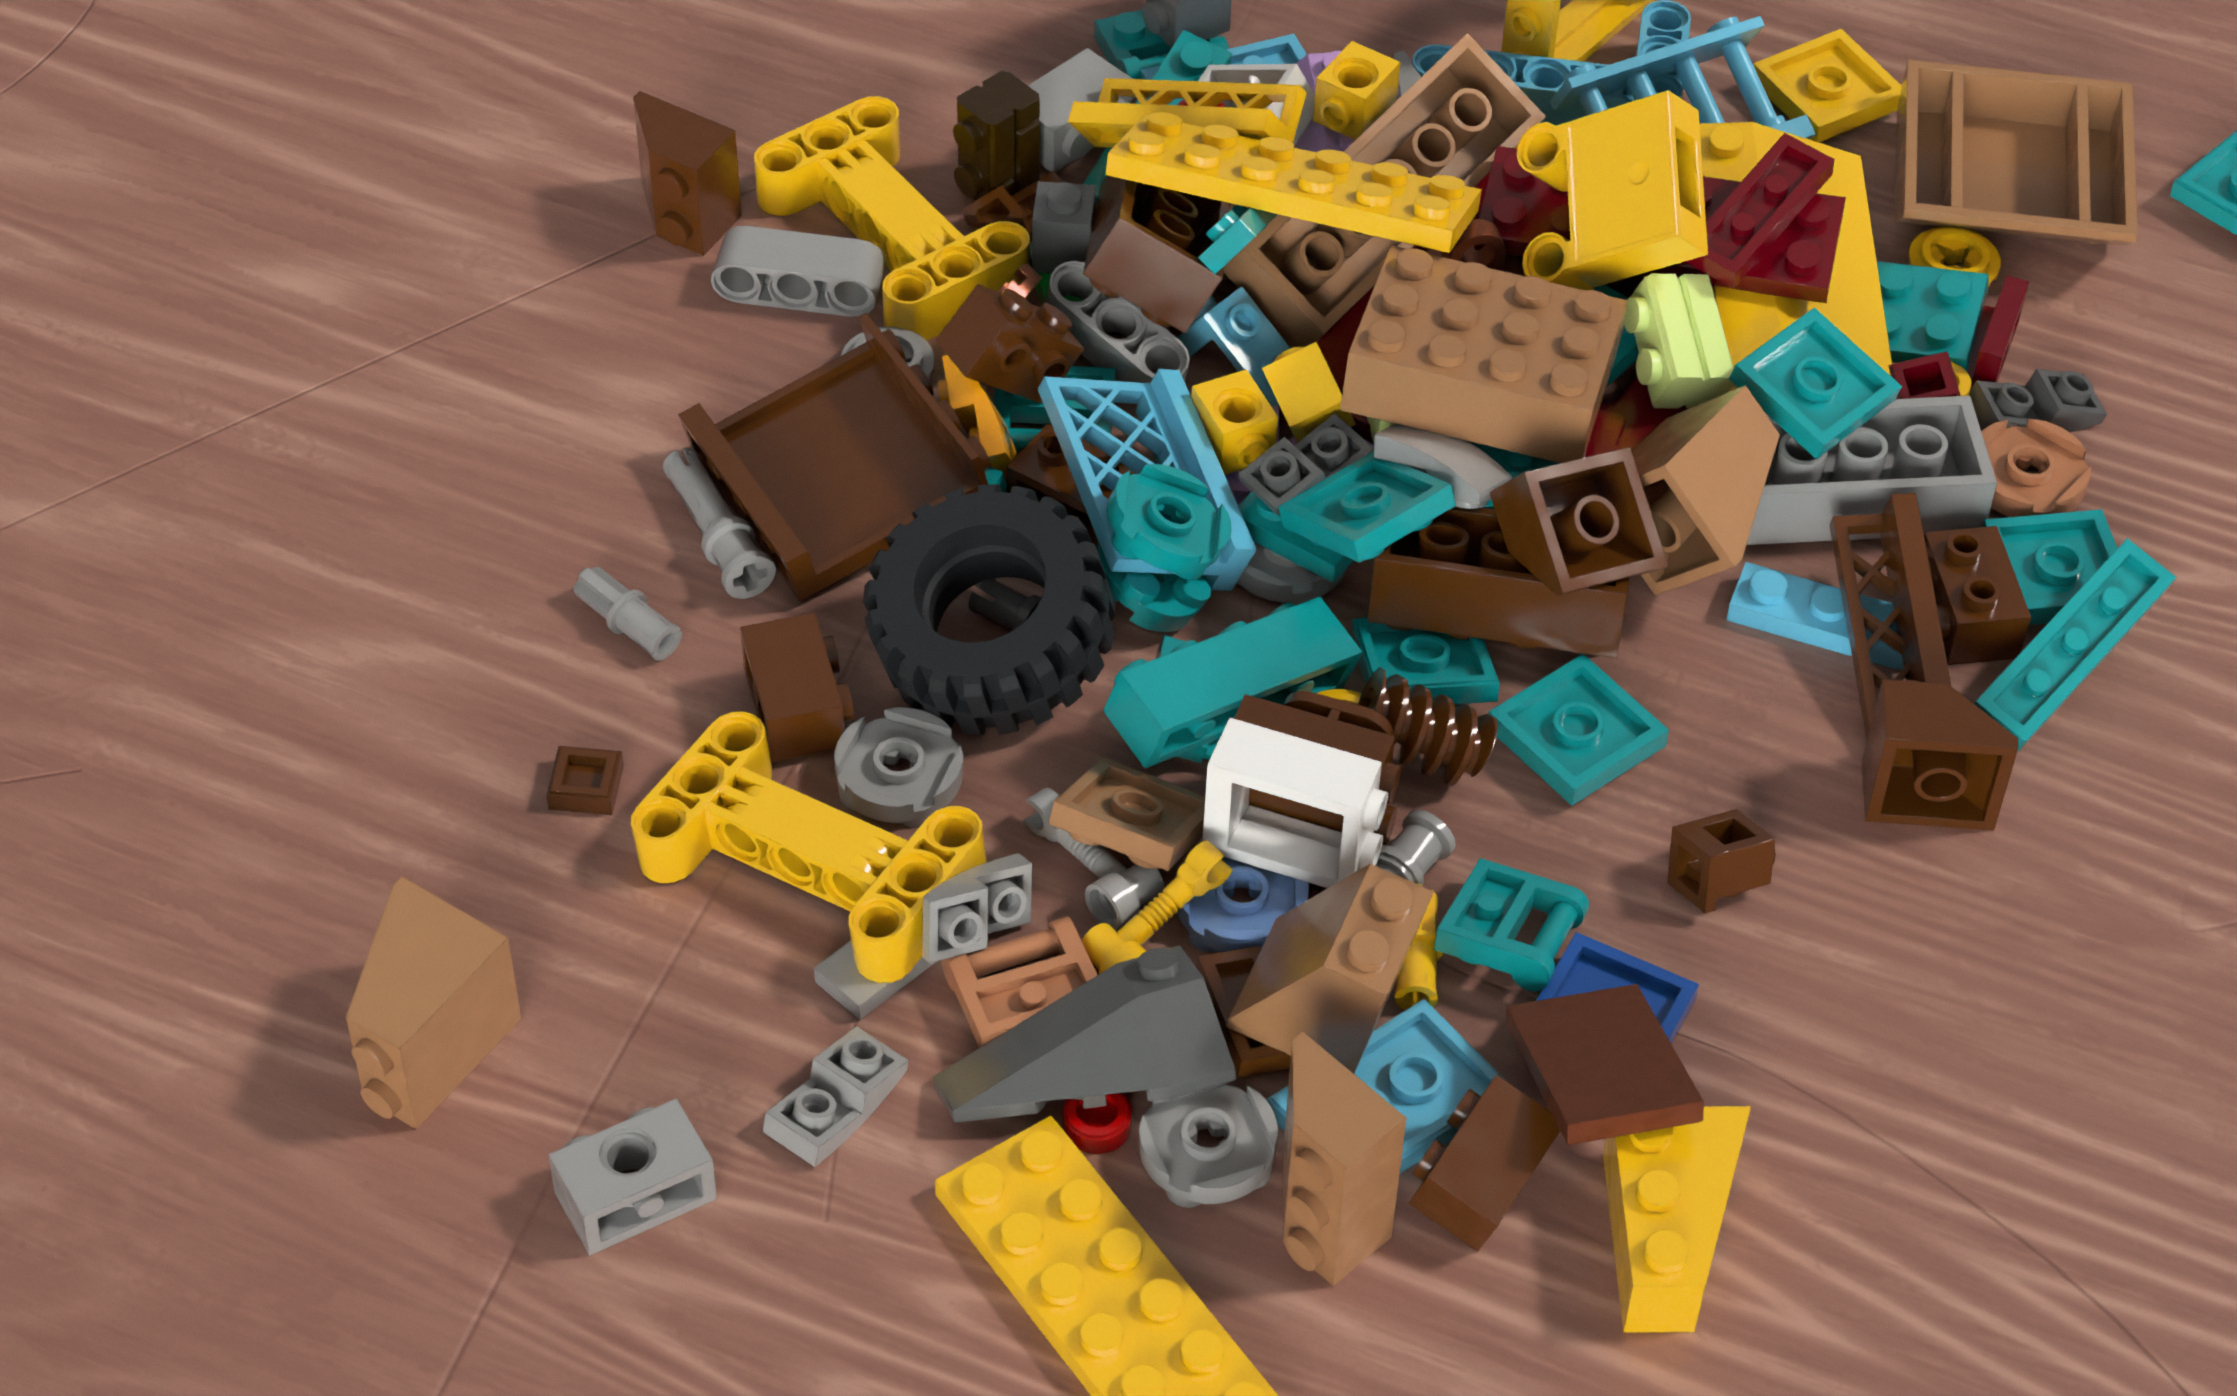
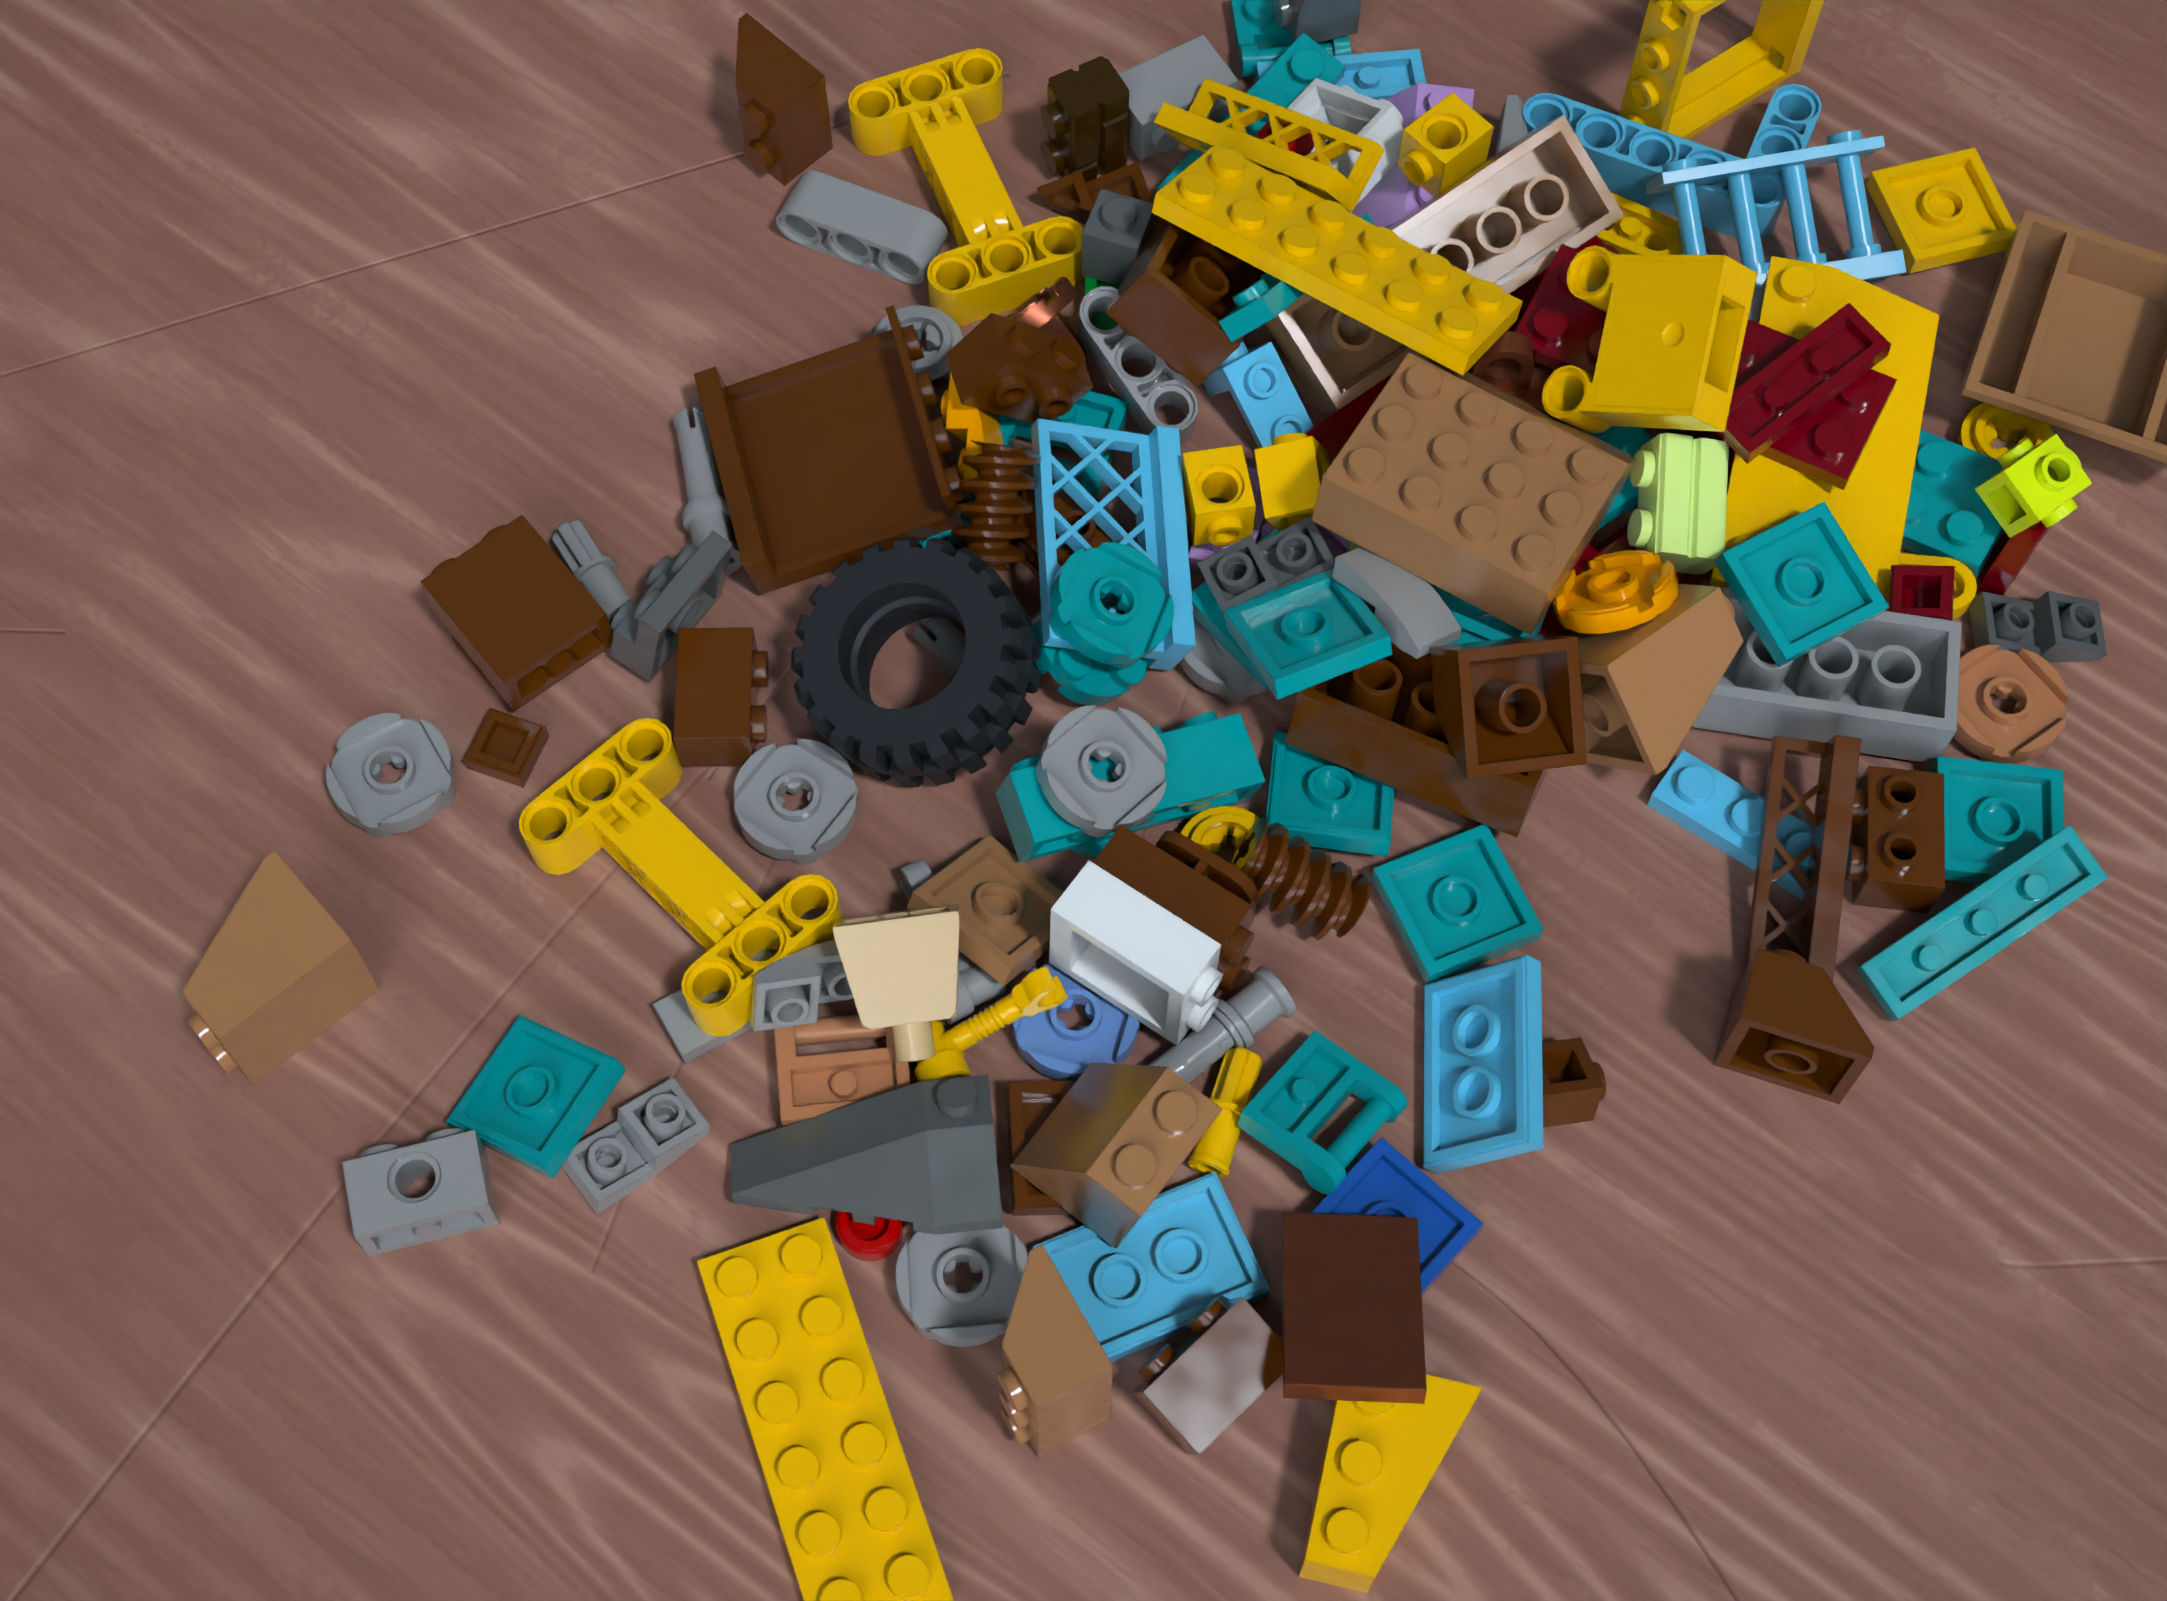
camera: 15 degrees right, 15 degrees up
(479, 852) = (396, 806): none -> light grey plate
(565, 651) = (517, 612): none -> reddish brown brick
(721, 604) = (677, 598): none -> dark grey plate
(726, 1066) = (537, 1095): none -> teal plate
(1022, 444) = (996, 503): none -> reddish brown piece
(1070, 867) = (903, 972): none -> tan torso
(1206, 681) = (1094, 803): none -> light grey plate
(1648, 418) = (1616, 593): none -> light orange tile
(1653, 848) = (1483, 1065): none -> medium azure tile
(2003, 263) = (2034, 485): none -> neon yellow brick

